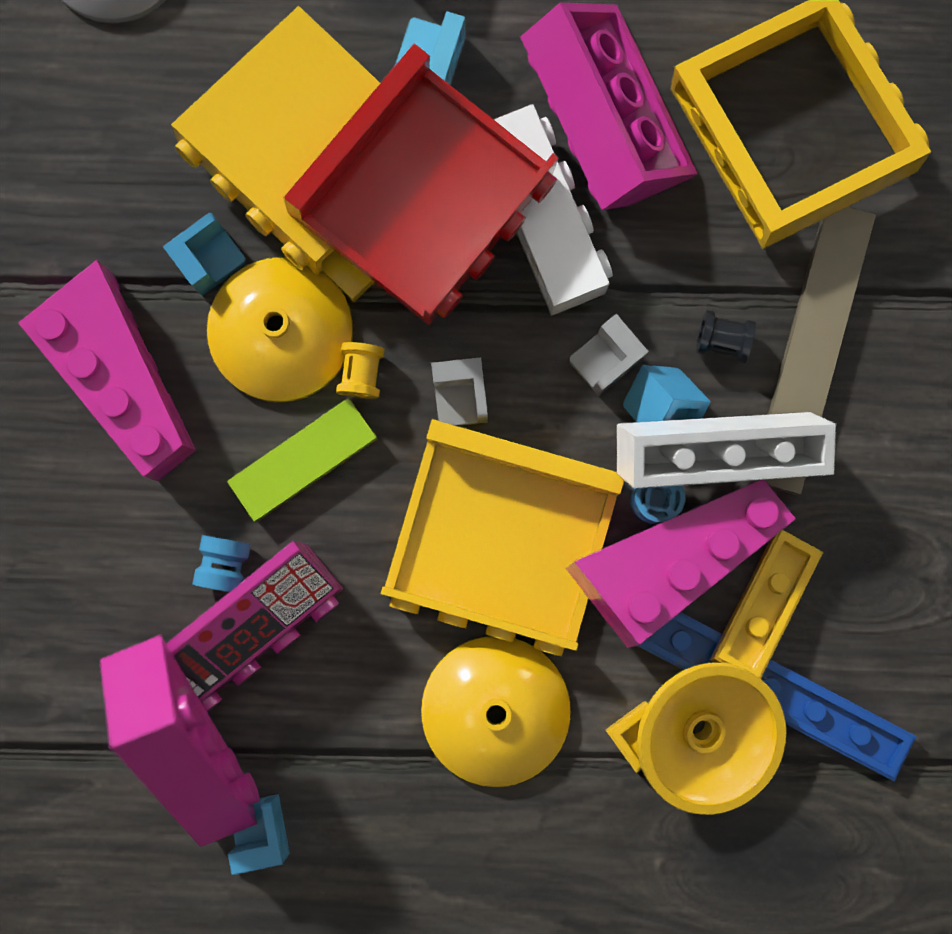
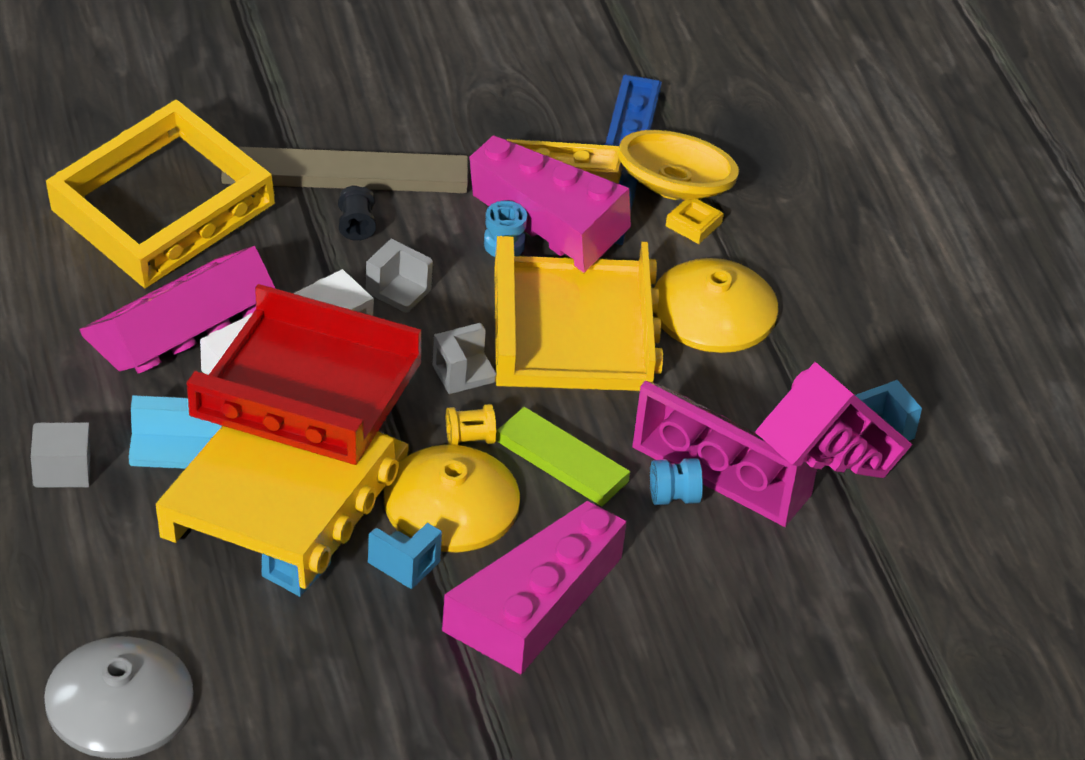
camera: 115 degrees left, 40 degrees down
(664, 396) = (427, 234): dark azure panel -> none
(725, 449) = (457, 175): white brick -> none

